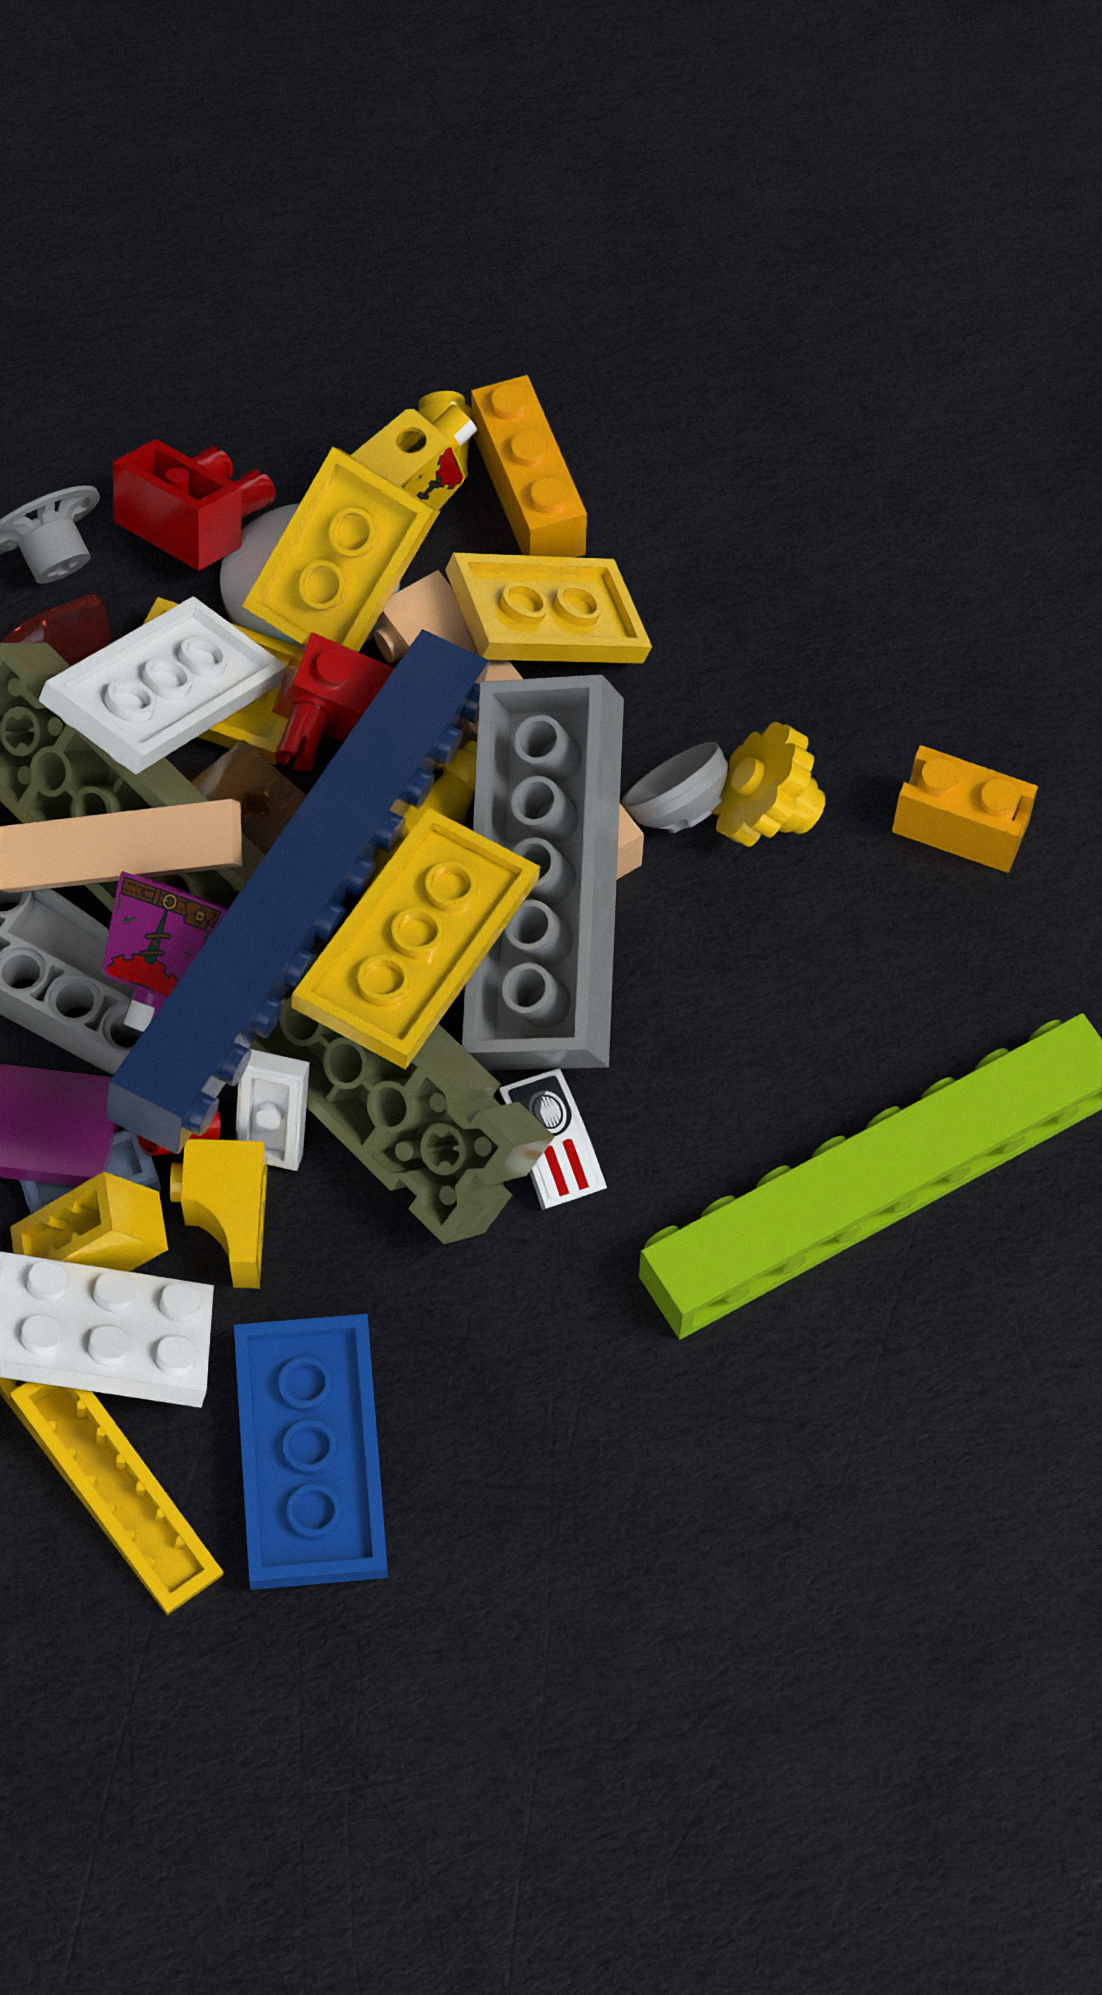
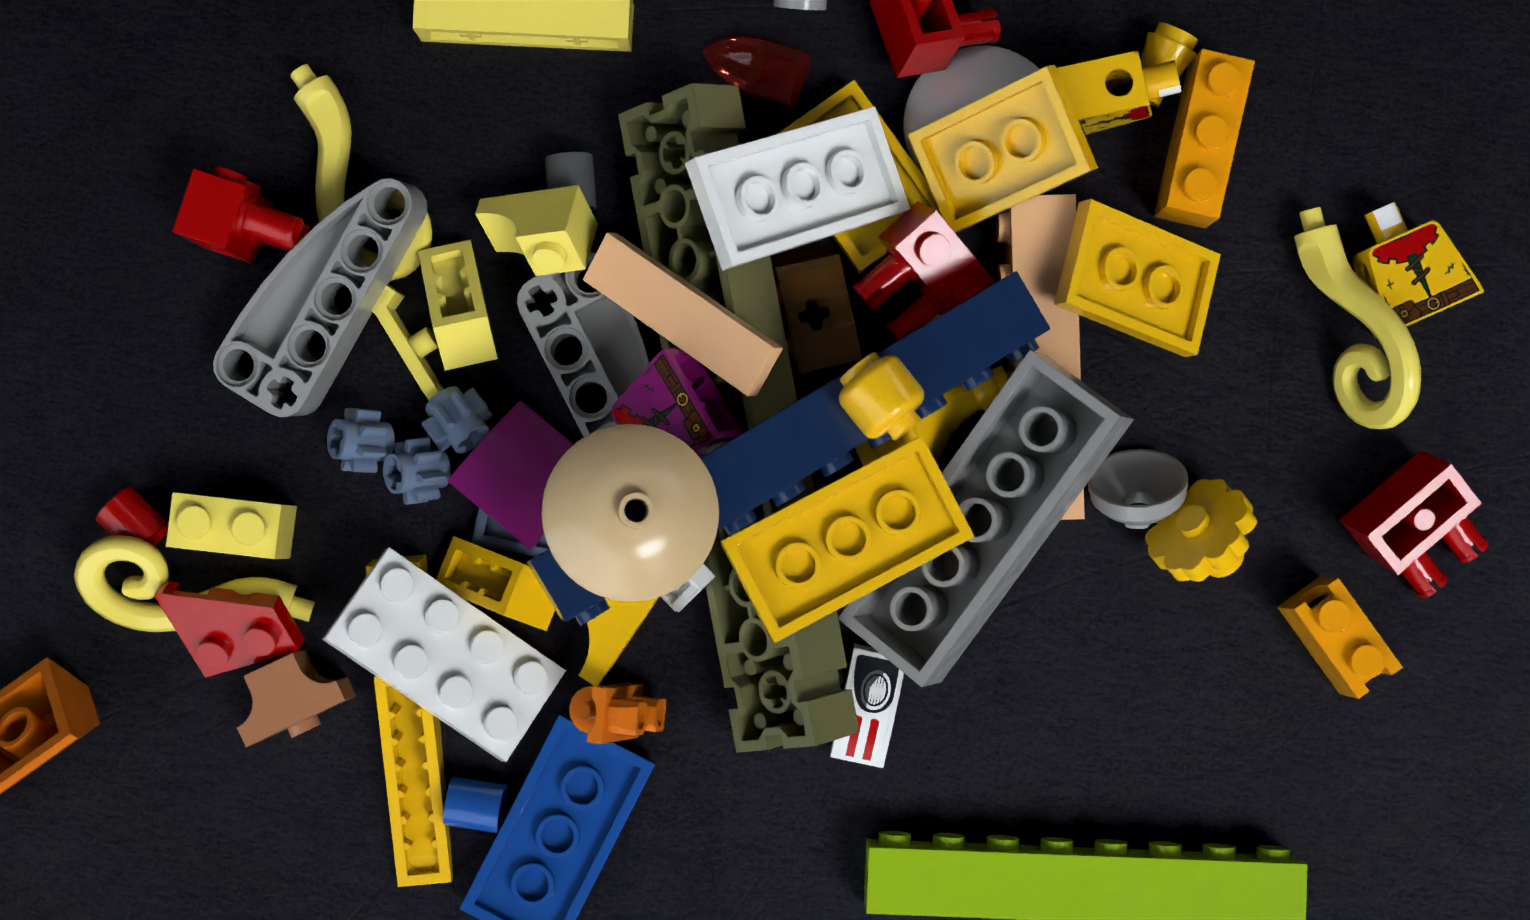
camera: 35 degrees right, 25 degrees up
(179, 1018) = (588, 521): none -> tan dish
(200, 1470) = (475, 804): none -> blue beam
(300, 1277) = (616, 712): none -> orange hips
(362, 772) = (881, 396): none -> yellow head
(724, 516) = (1329, 270): none -> light yellow plant
(800, 479) = (1415, 268): none -> torso
(947, 670) = (1411, 514): none -> red brick

